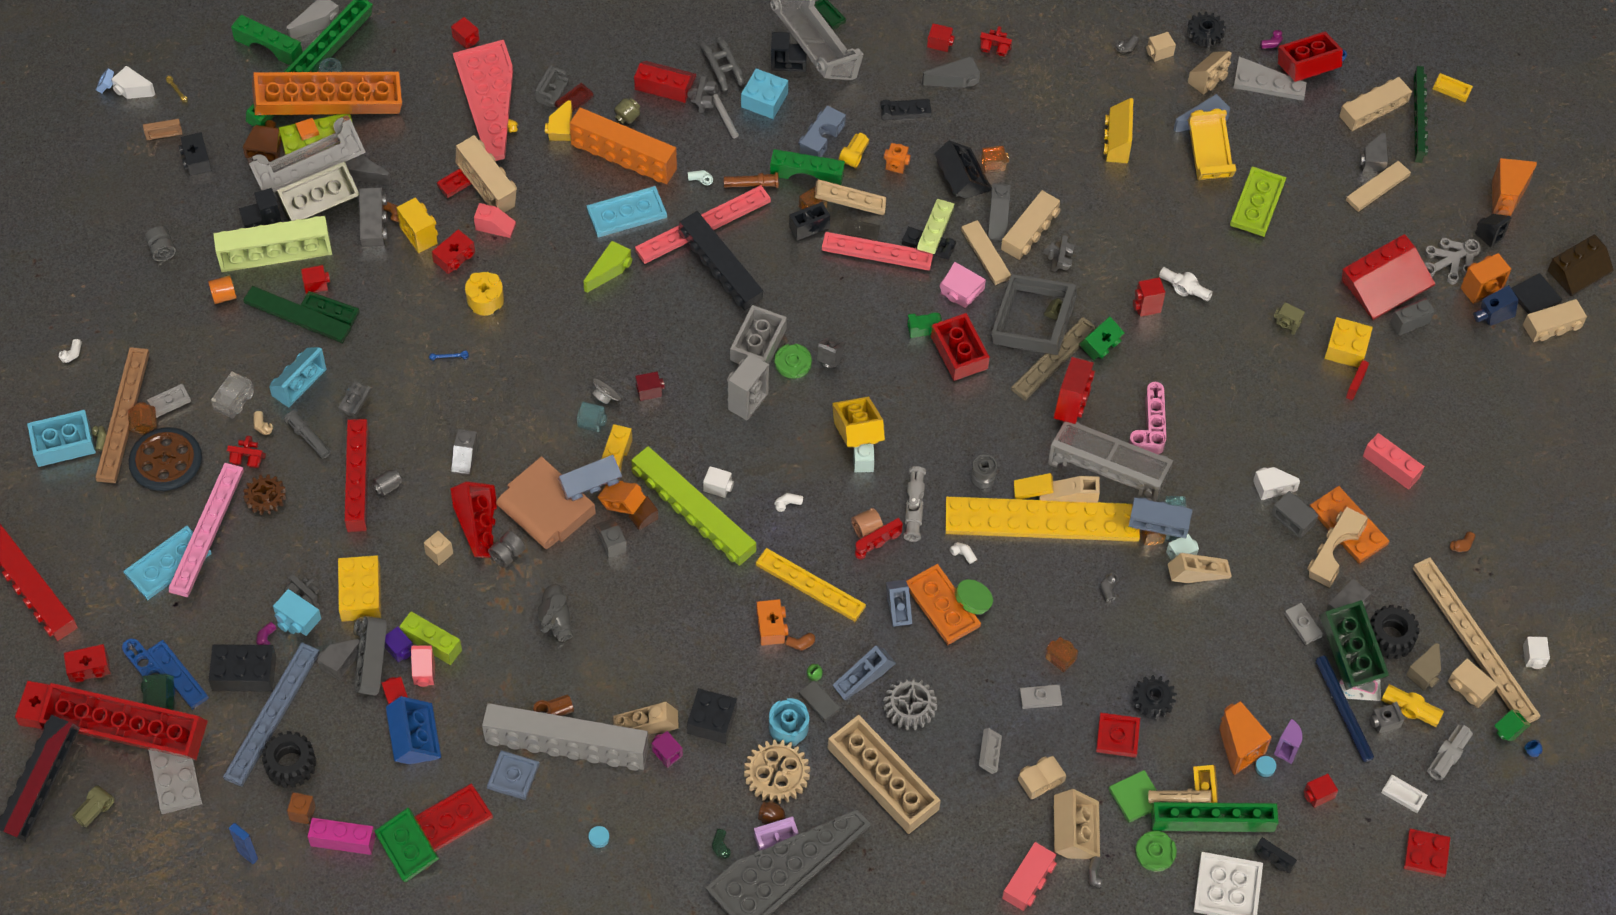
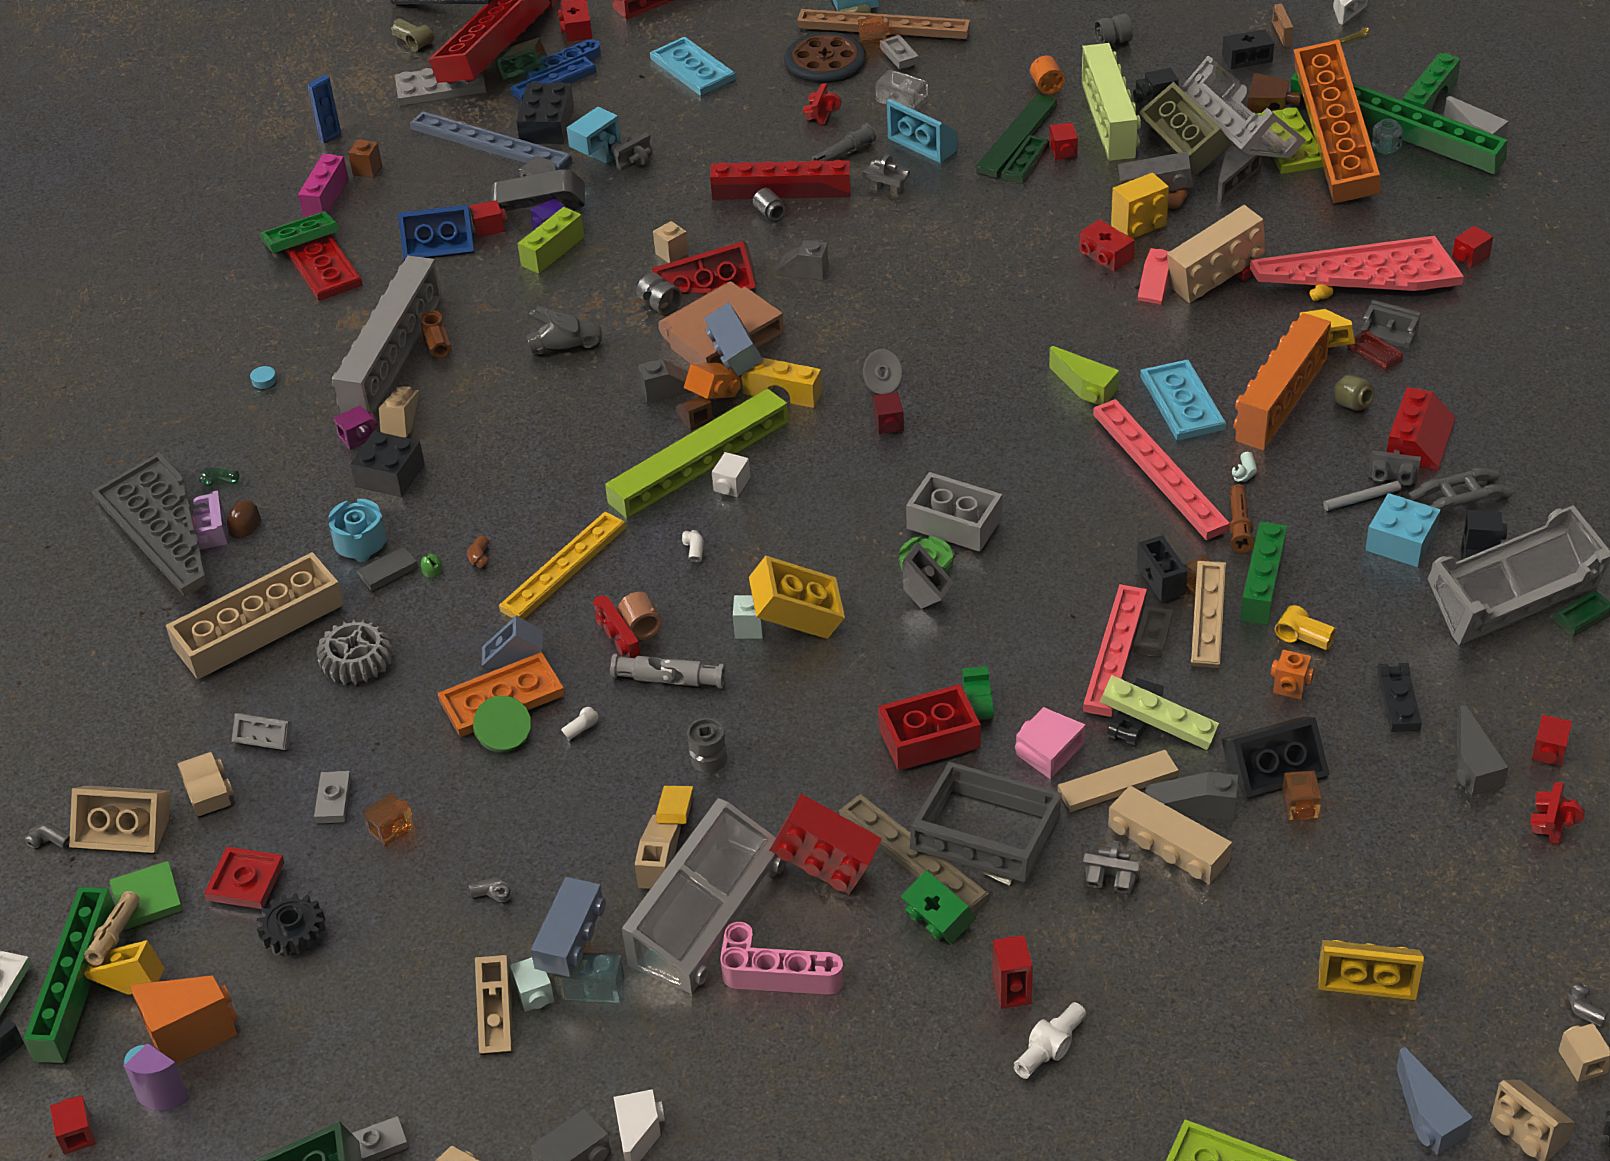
camera: 100 degrees right, 15 degrees down
(206, 530) = (723, 79): bright pink plate -> none
(261, 426) = (860, 116): tan arm -> none
(264, 494) = (765, 119): reddish brown gear -> none
(293, 773) = (424, 146): black tyre -> none
(307, 129) = (1292, 119): orange tile -> none
(359, 587) = (627, 187): yellow brick -> none
(423, 665) = (511, 230): coral slope -> none
(464, 354) = (953, 264): blue hinge -> none
(484, 293) = (1039, 268): yellow brick -> none
(513, 775) = (355, 310): sand blue tile -> none
(591, 417) = (844, 362): clear light blue brick -> none
(720, 260) = (1088, 475): black brick -> none
(748, 386) = (862, 485): light grey brick -> none
(760, 764) = (294, 522): tan gear -> none
(771, 632) = (509, 520): orange brick -> none
(828, 122) = (1315, 582): sand blue arch -> none
(864, 672) = (415, 610): sand blue slope -> none
(1030, 877) = (63, 759): coral brick -> none
(1039, 519) = (624, 808): yellow plate -> none
(1155, 851) = (49, 911): bright green tile -> none
(1211, 144) = (1352, 1102): yellow panel -> none

